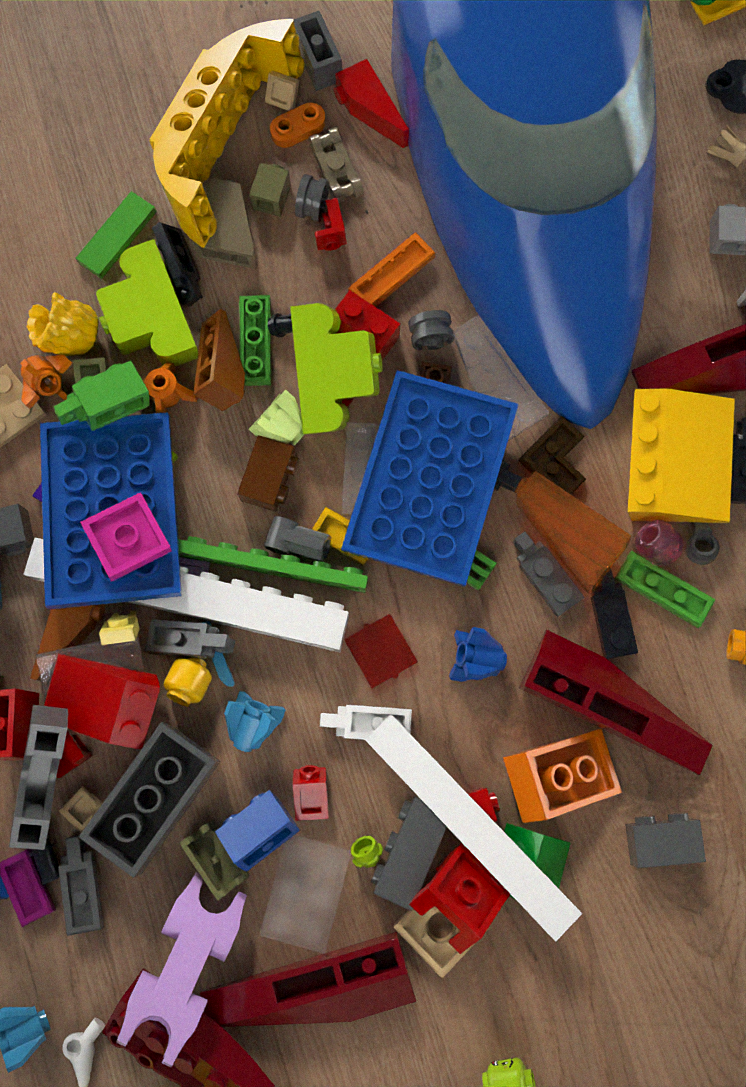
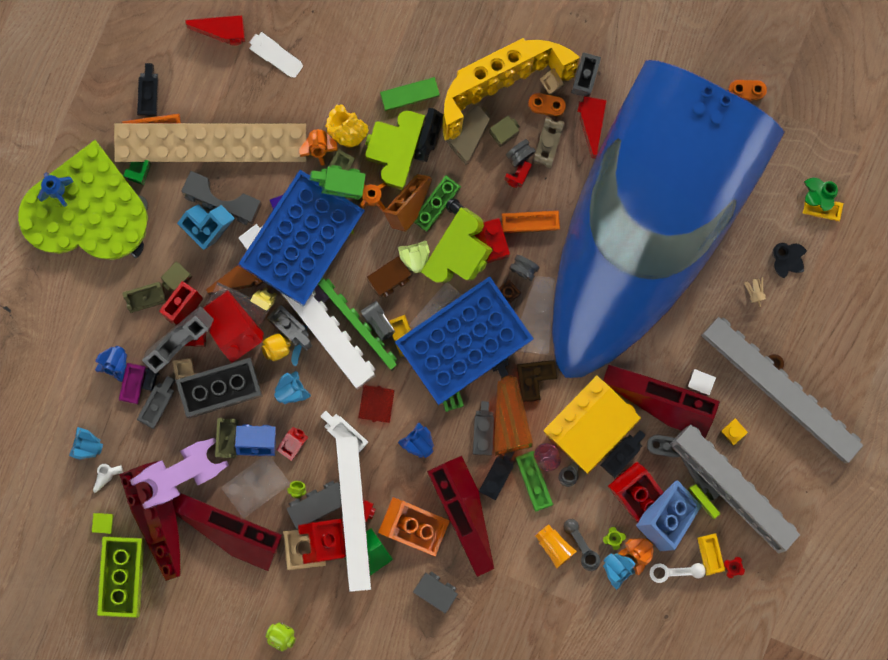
camera: 30 degrees right, 5 degrees up
(126, 536) = (299, 259): dark pink plate -> none

